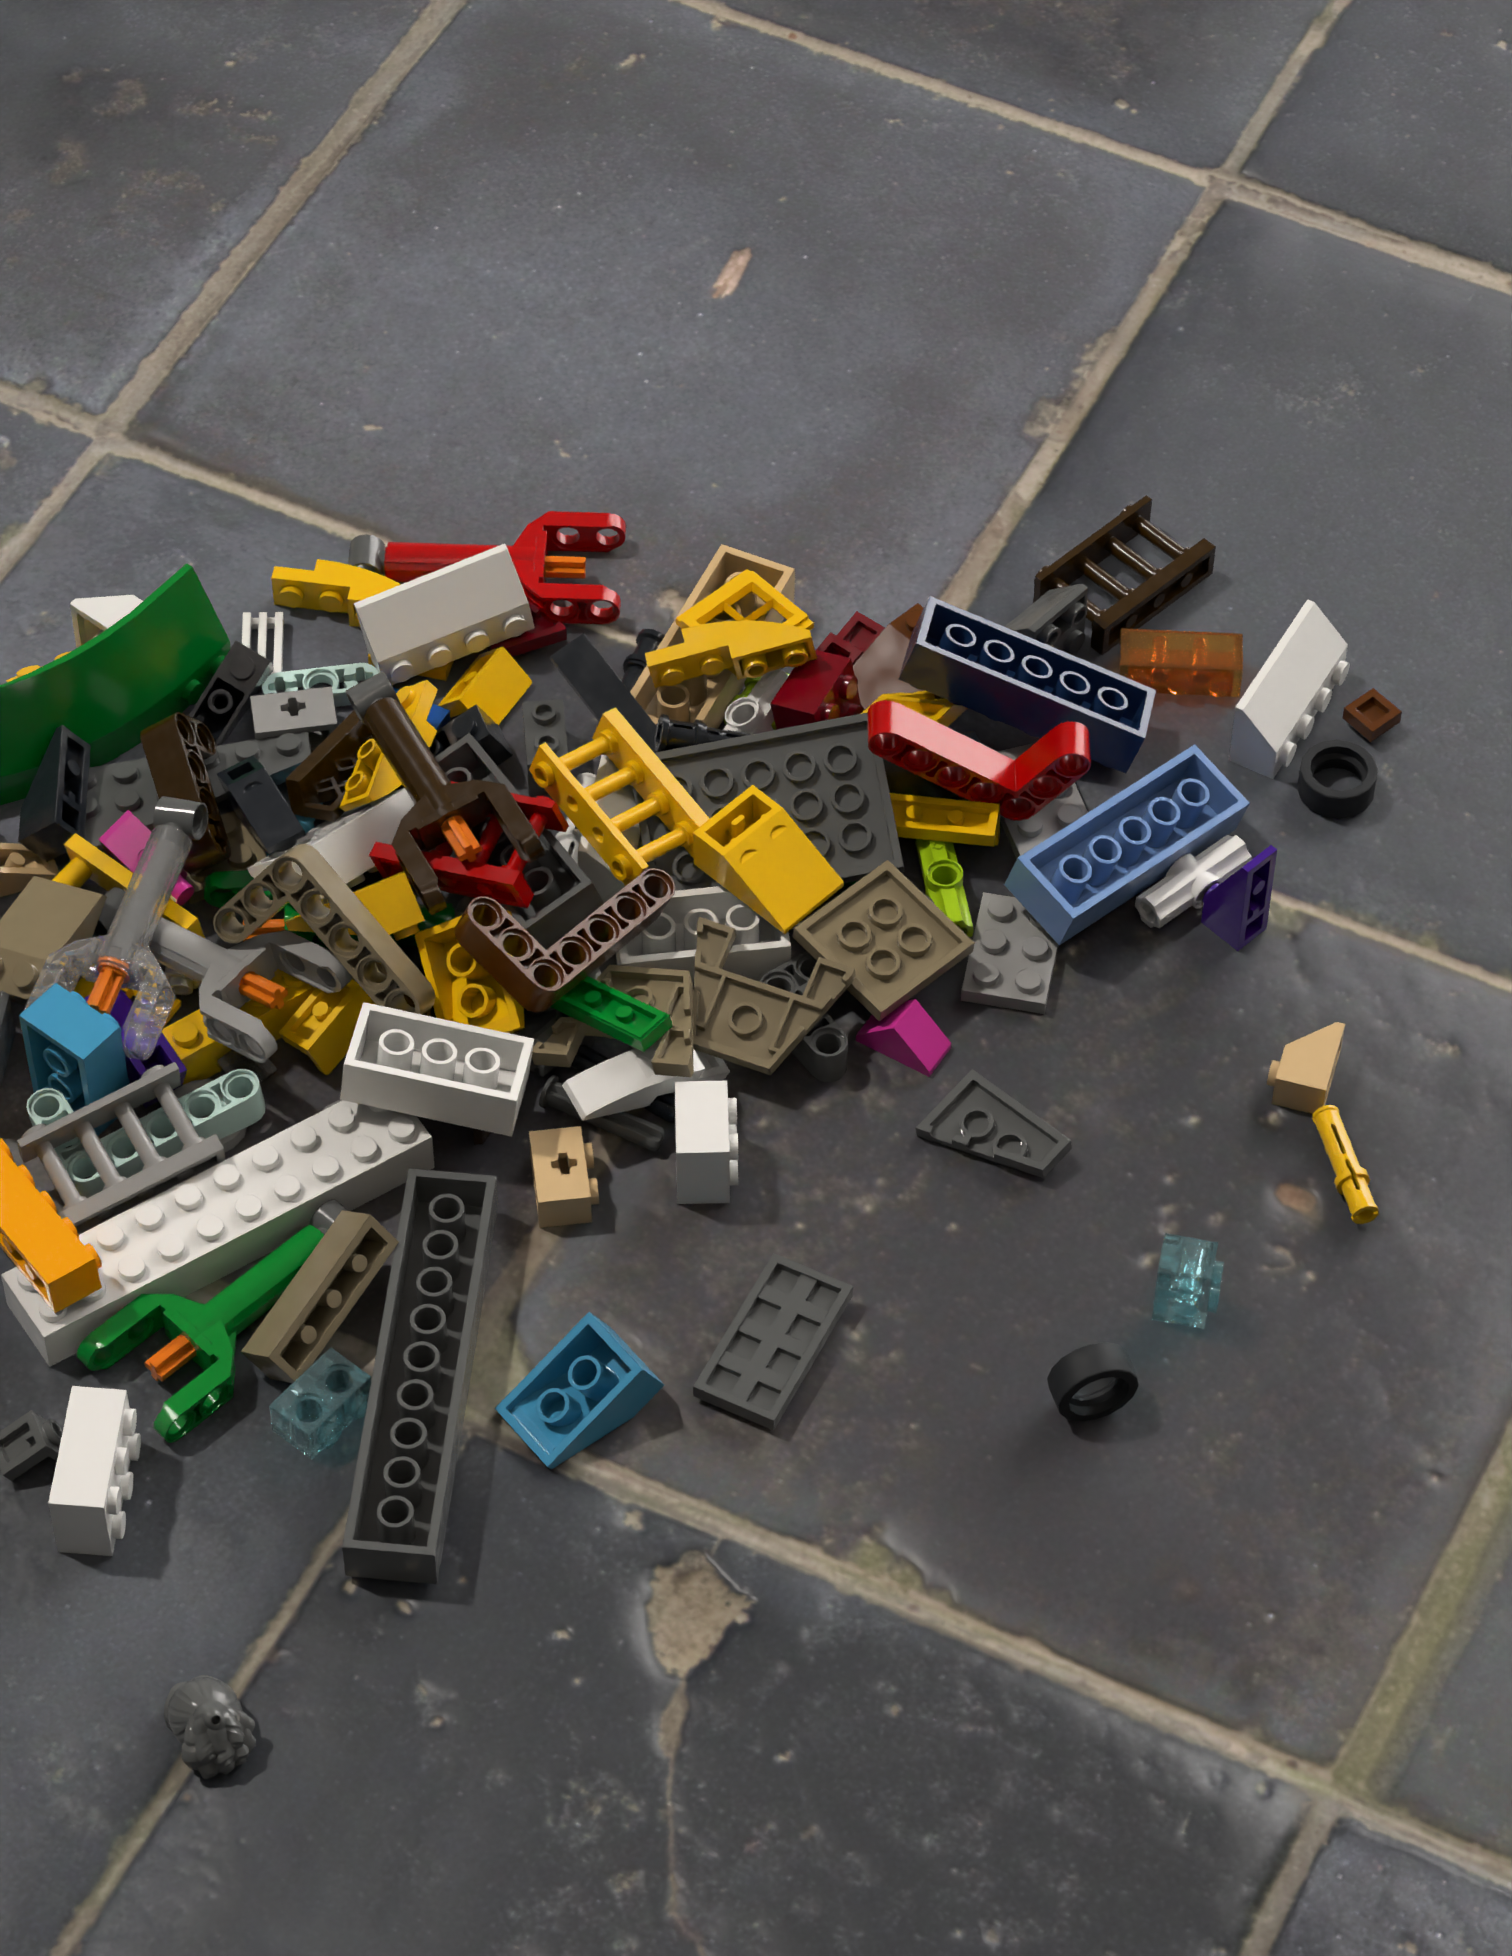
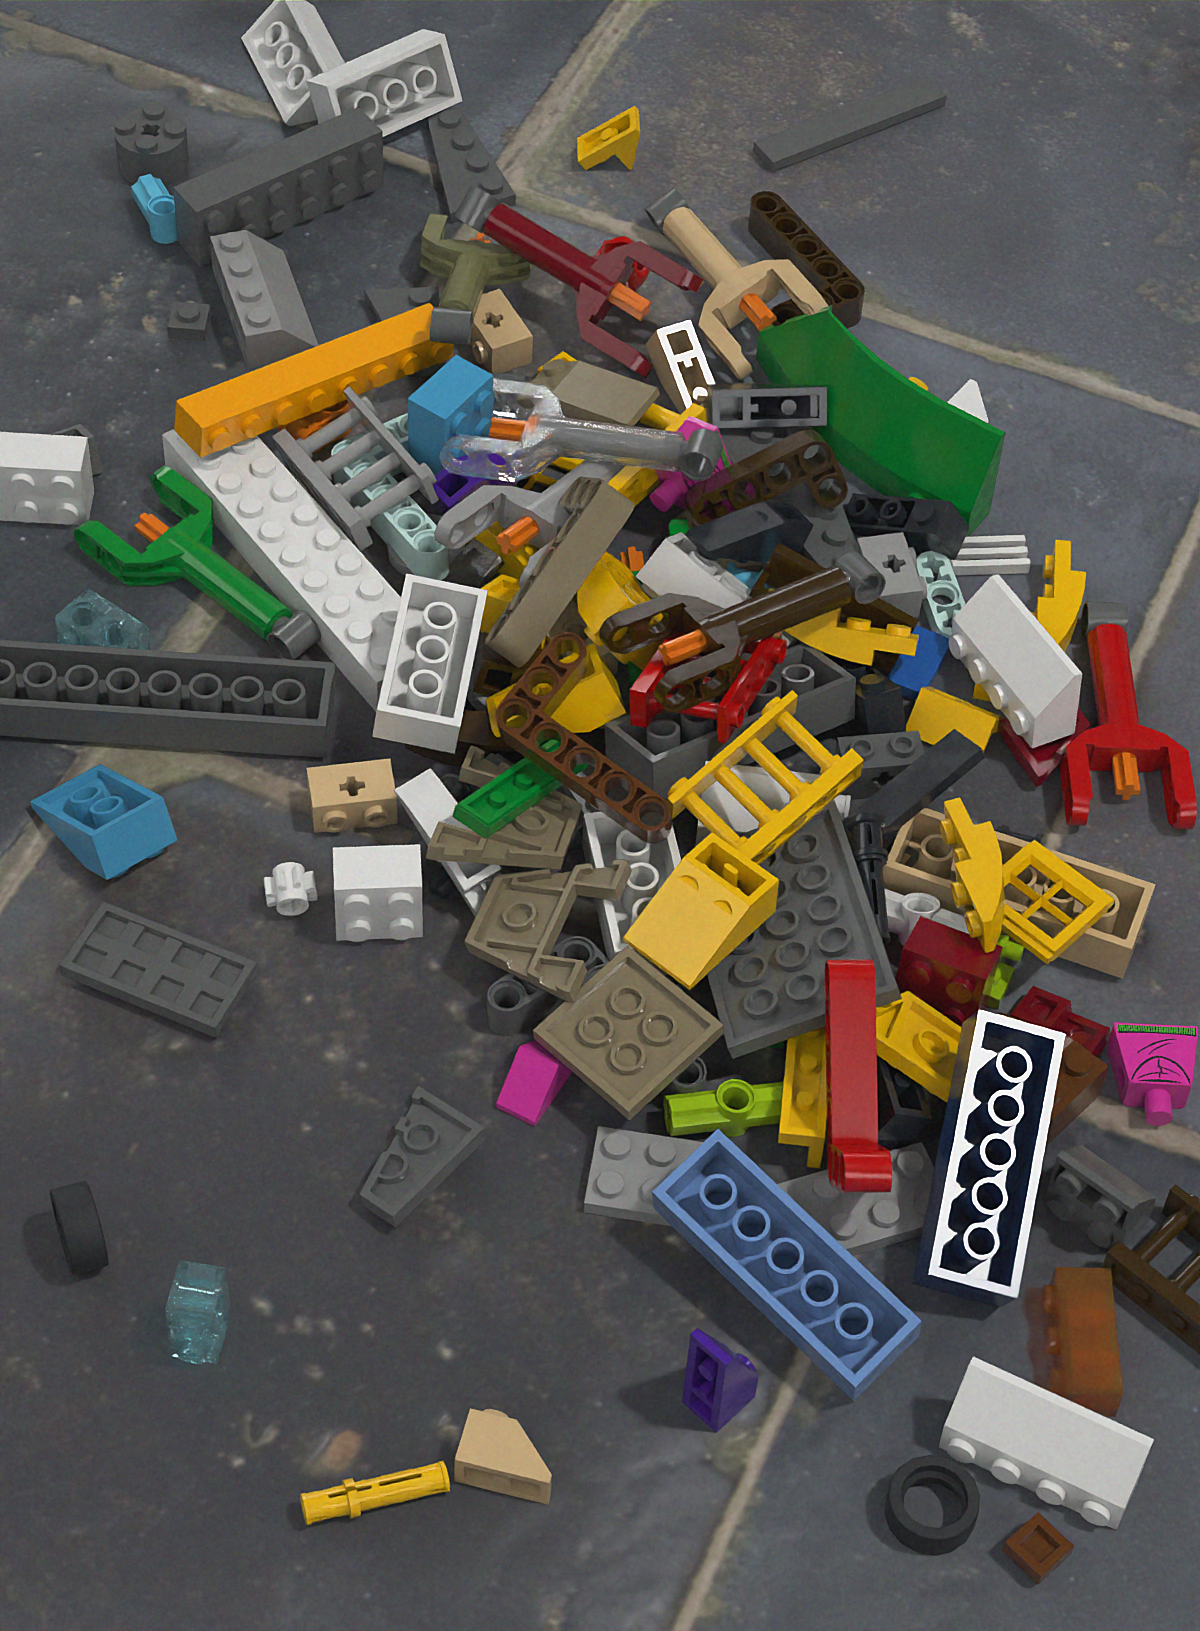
camera: 85 degrees right, 0 degrees up
(320, 1296) = (200, 613): dark tan brick -> none
(681, 1226) = (290, 888): none -> white gear
(899, 580) = (1153, 1067): none -> dark pink torso
(1190, 879) = (765, 1345): white piece -> none

